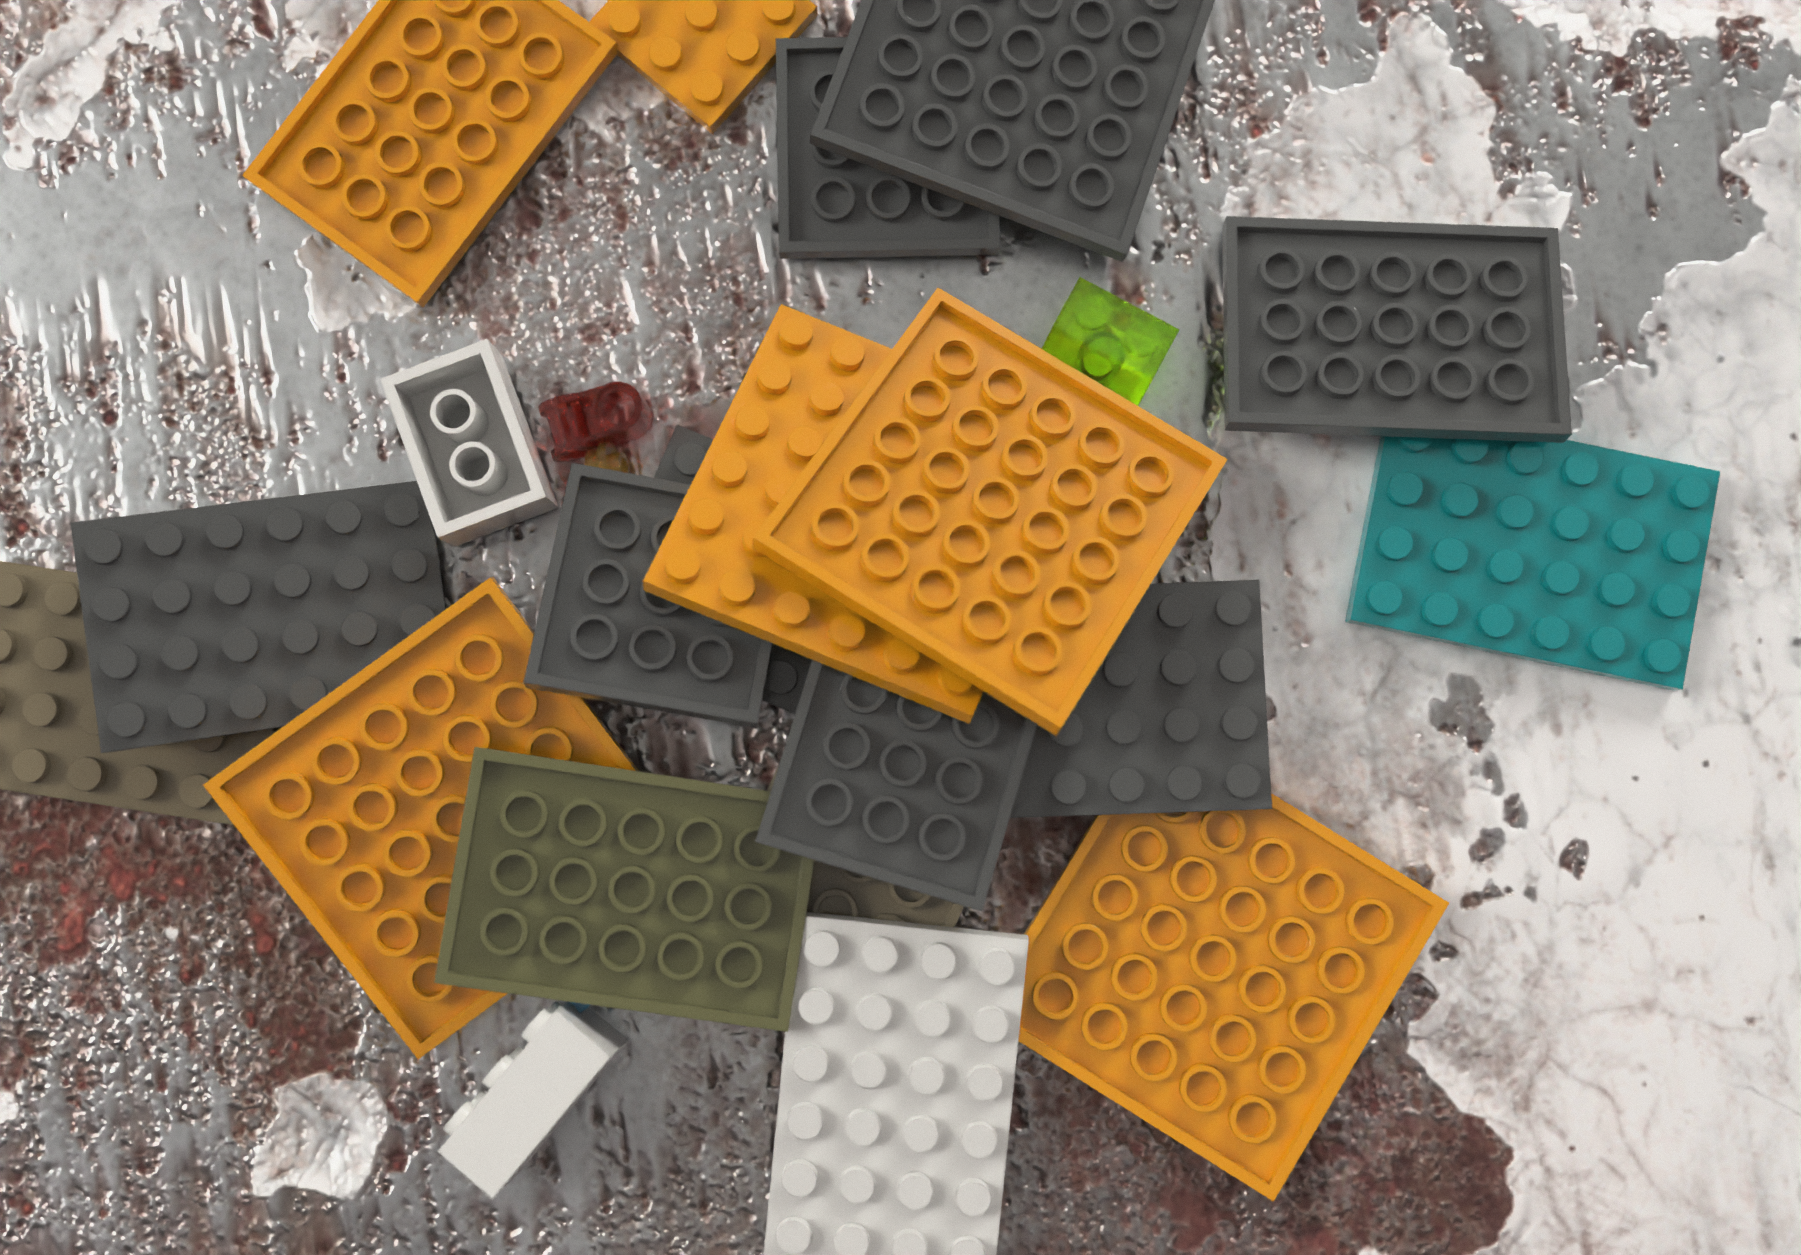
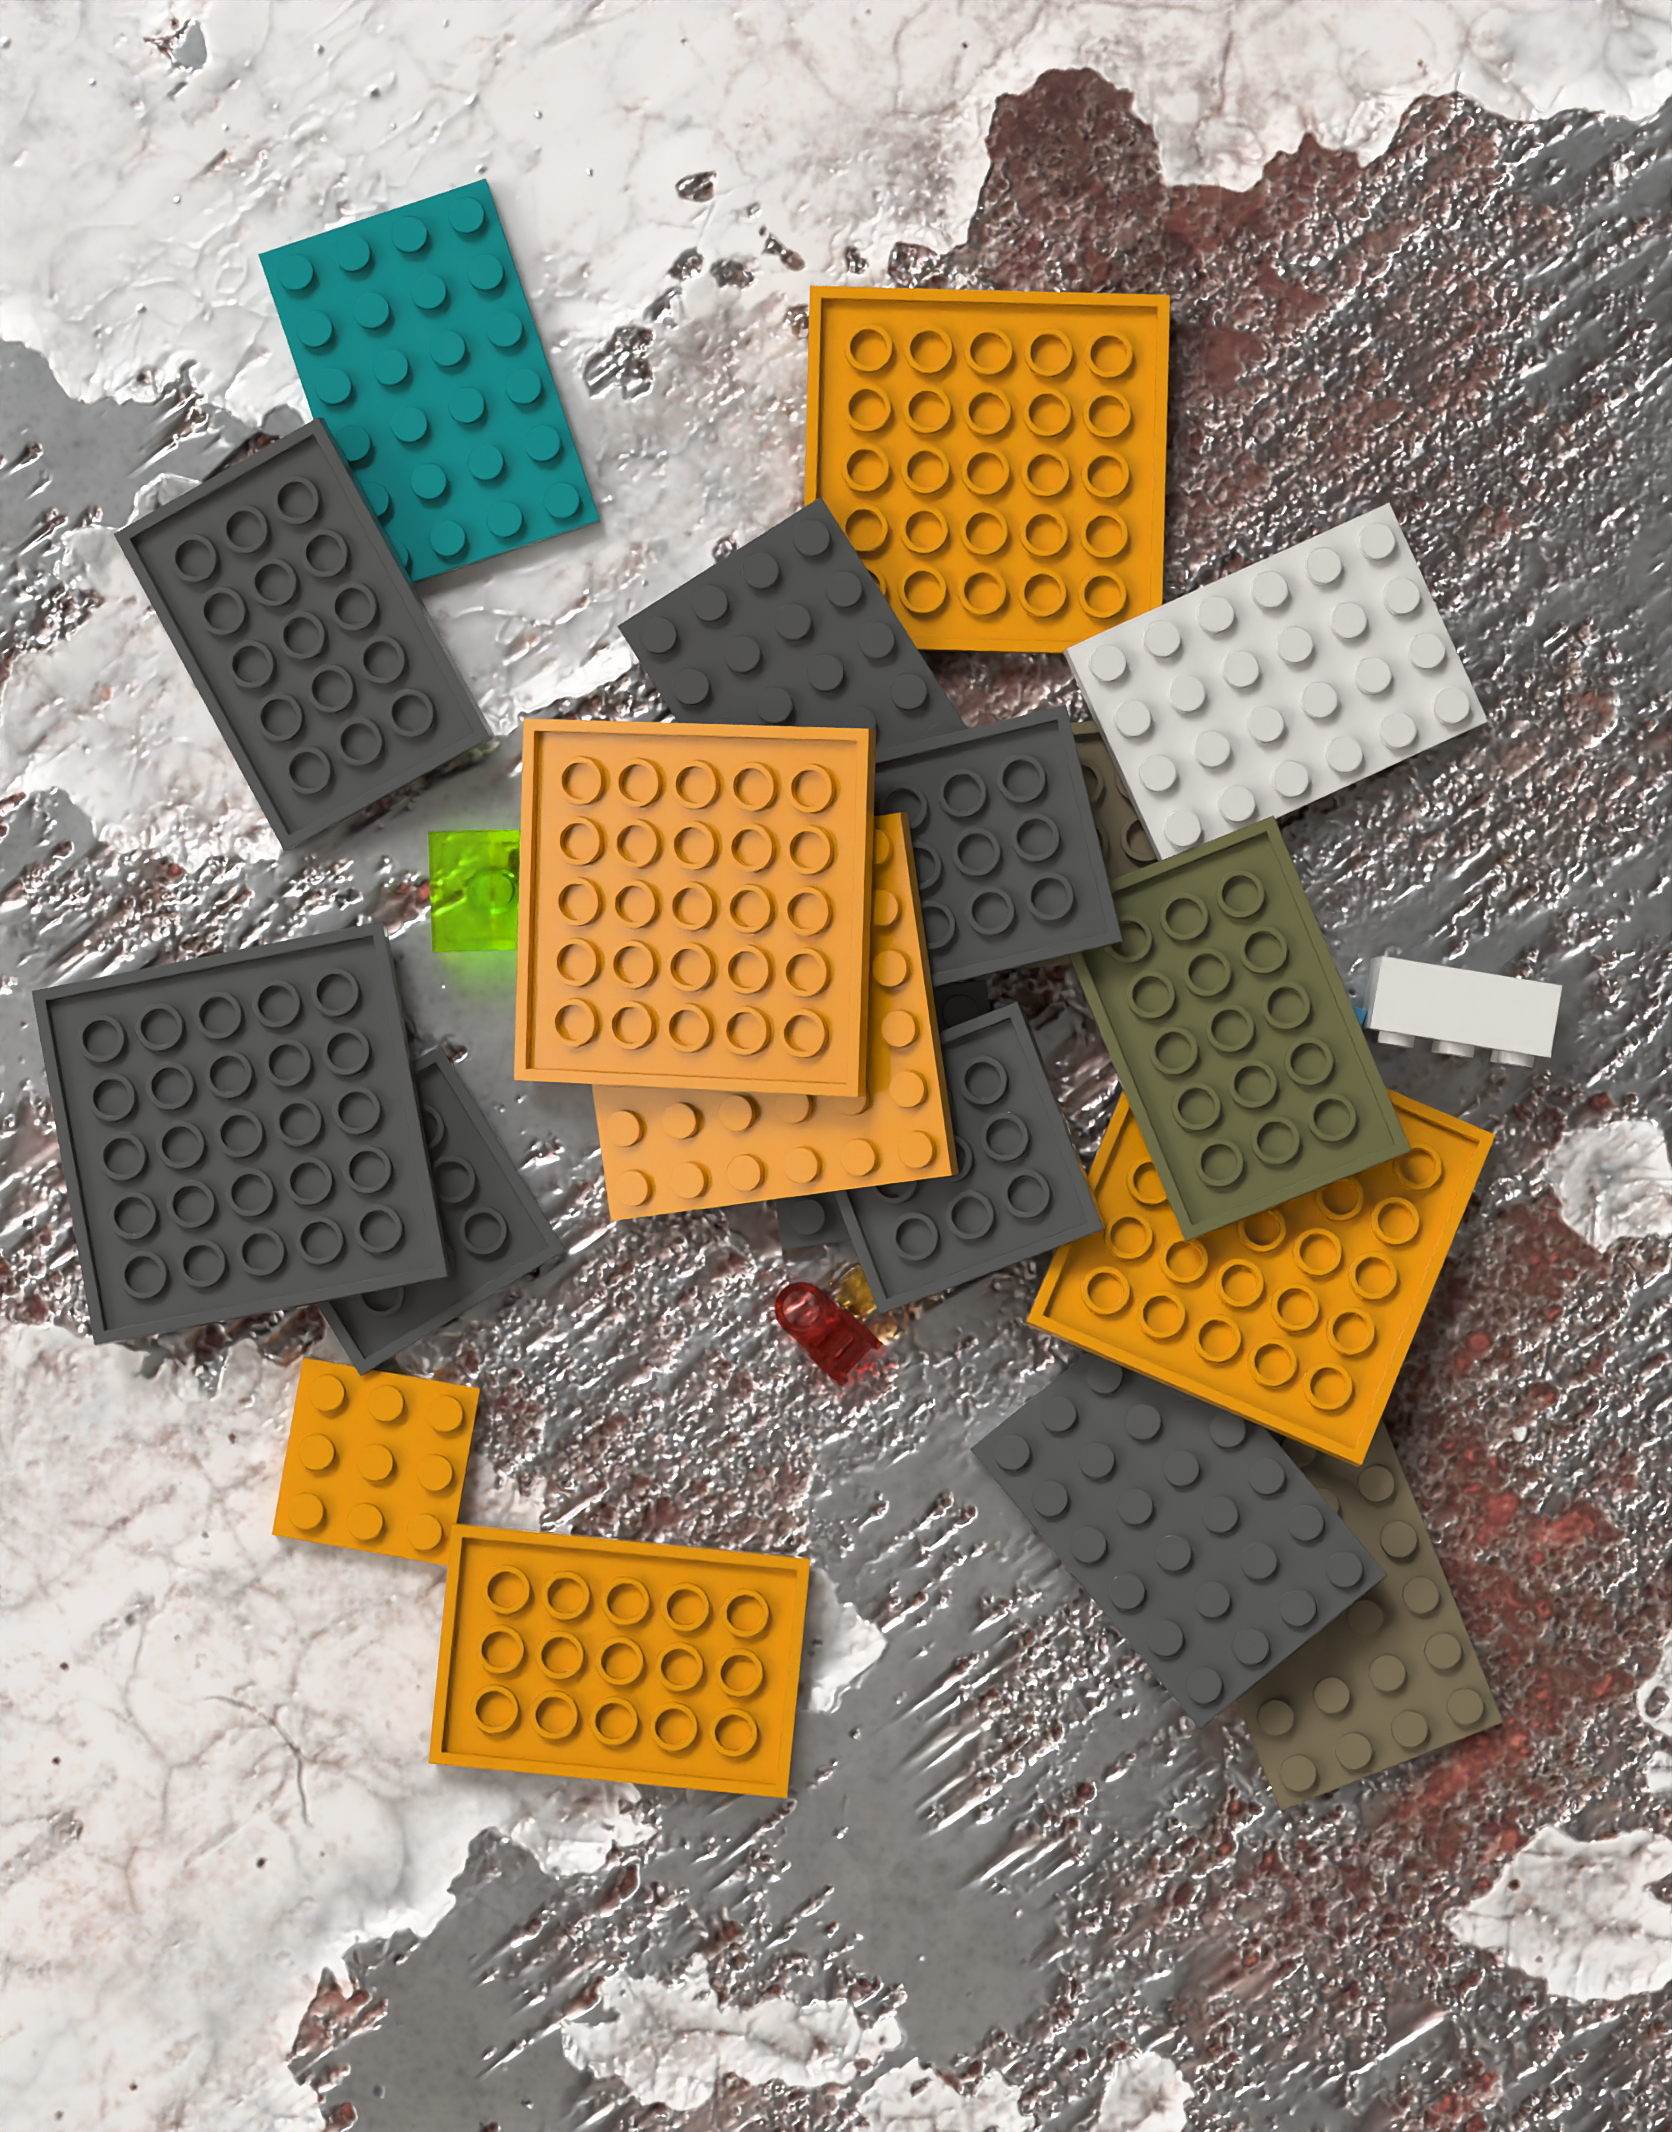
camera: 115 degrees left, 5 degrees up
(469, 443) = (914, 1425): white brick -> none

